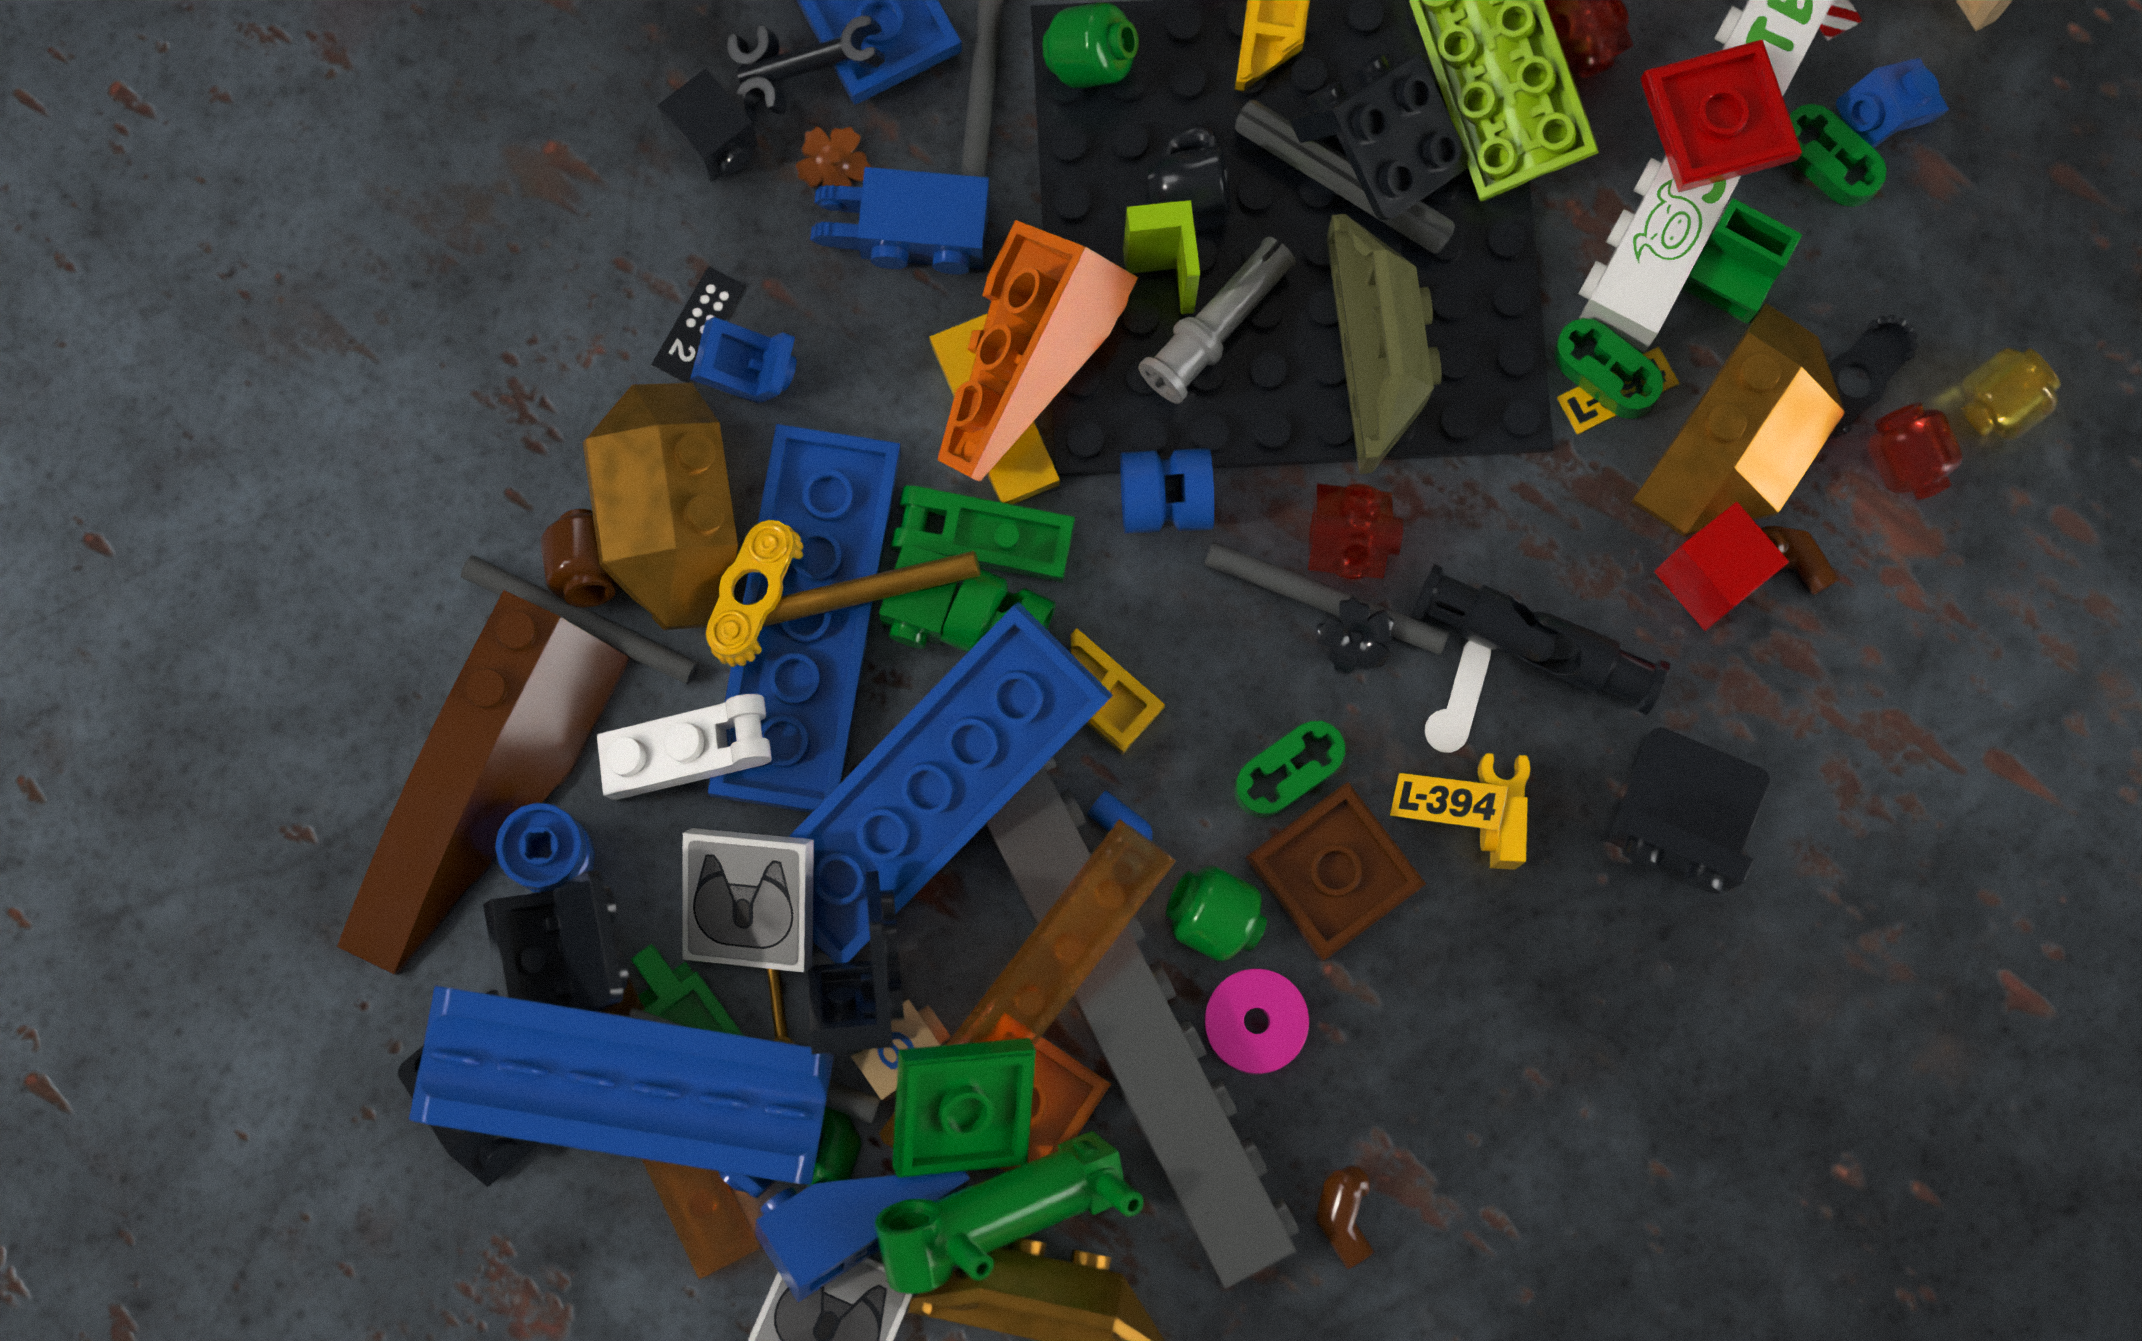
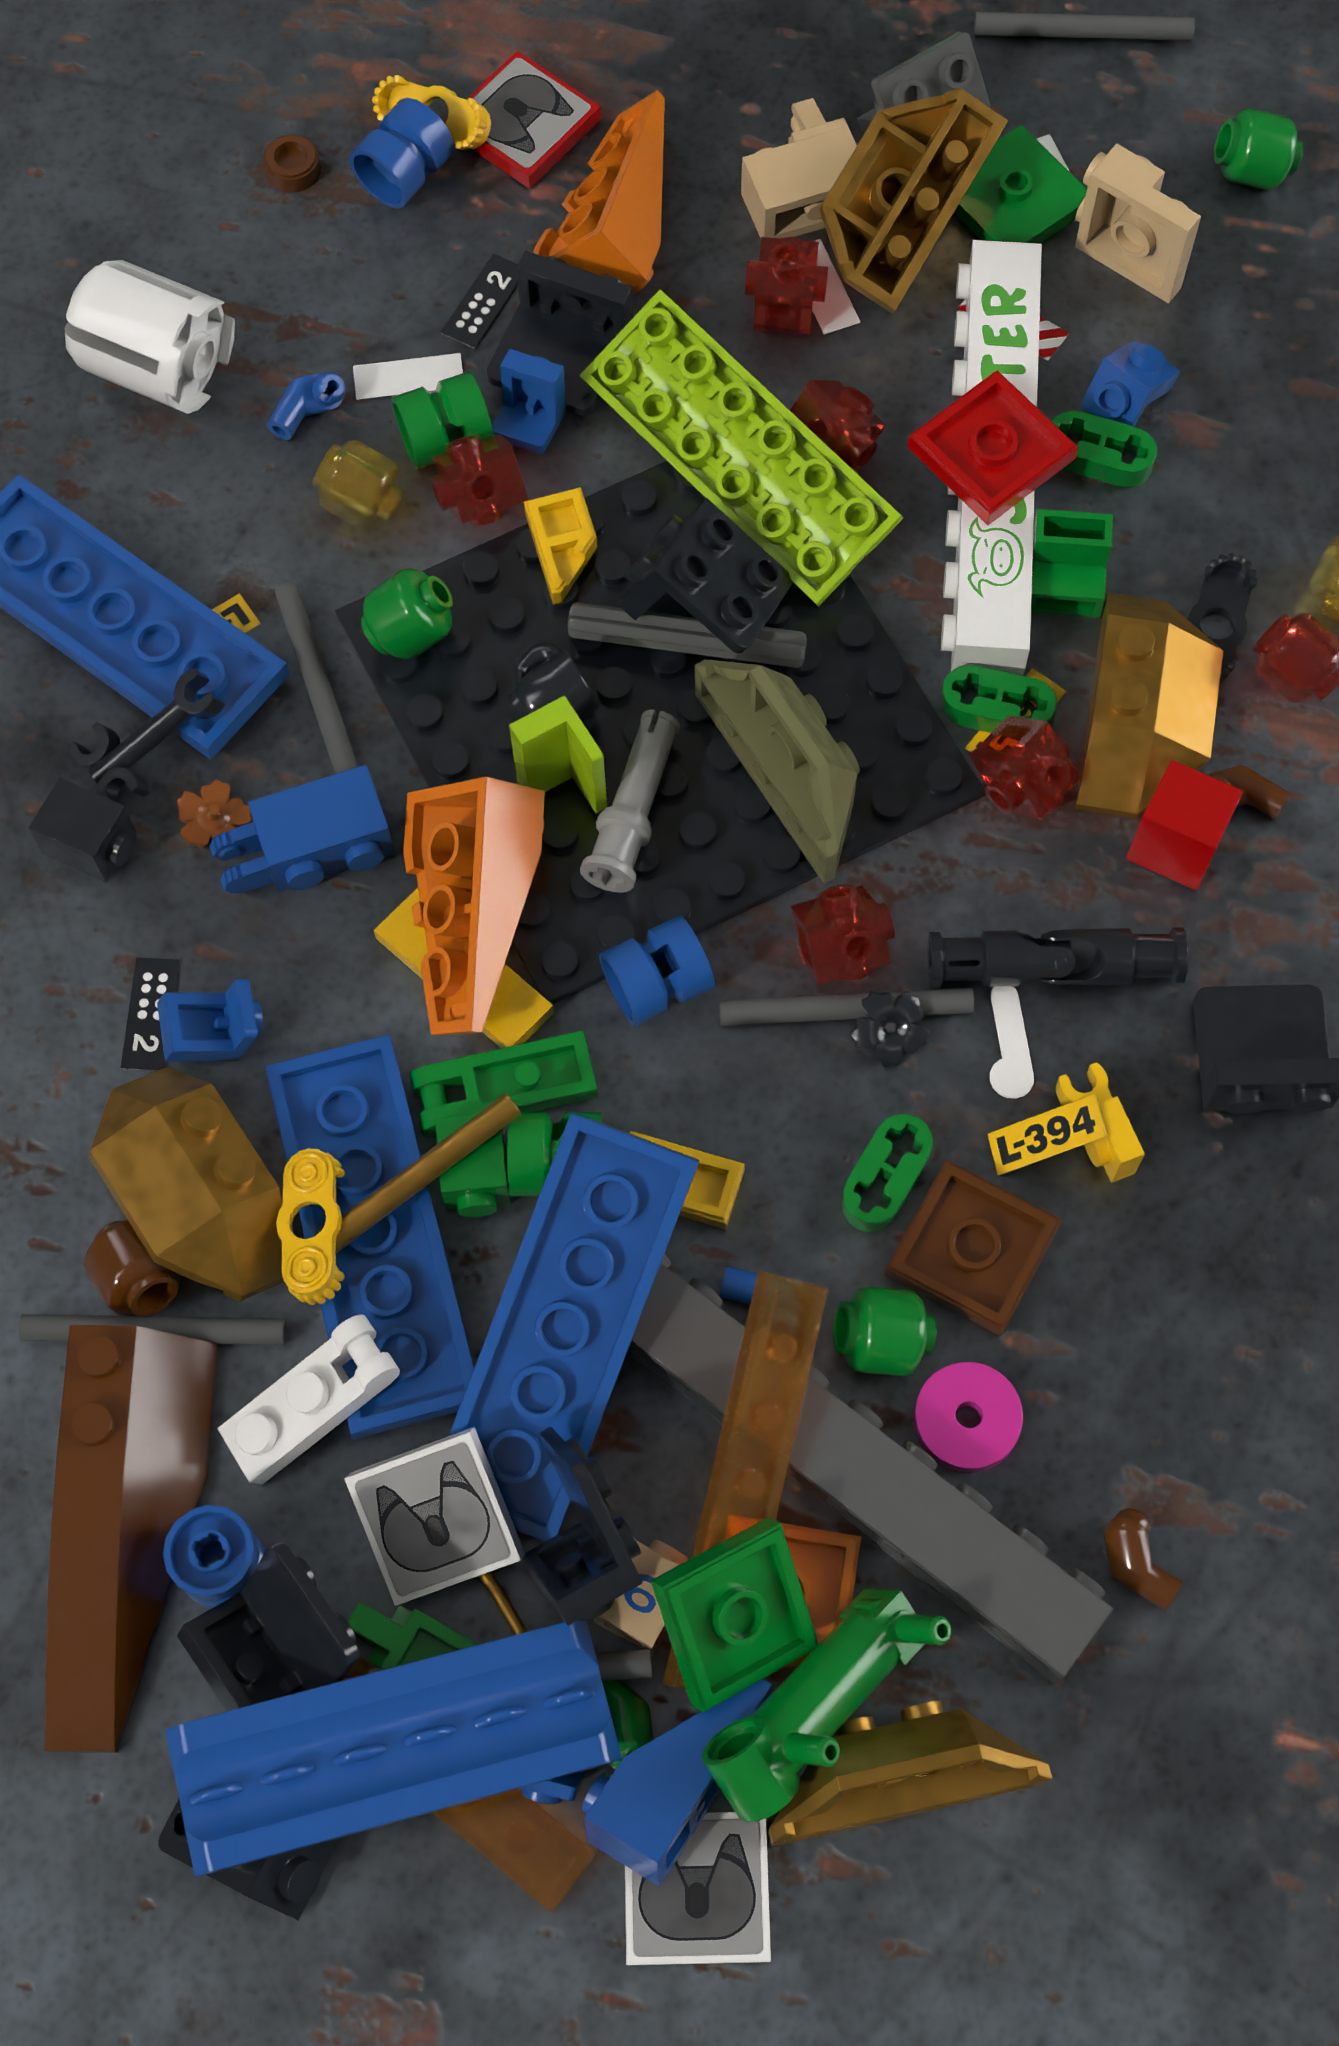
camera: 20 degrees left, 10 degrees down
(1598, 446) = (1025, 767): none -> clear red brick

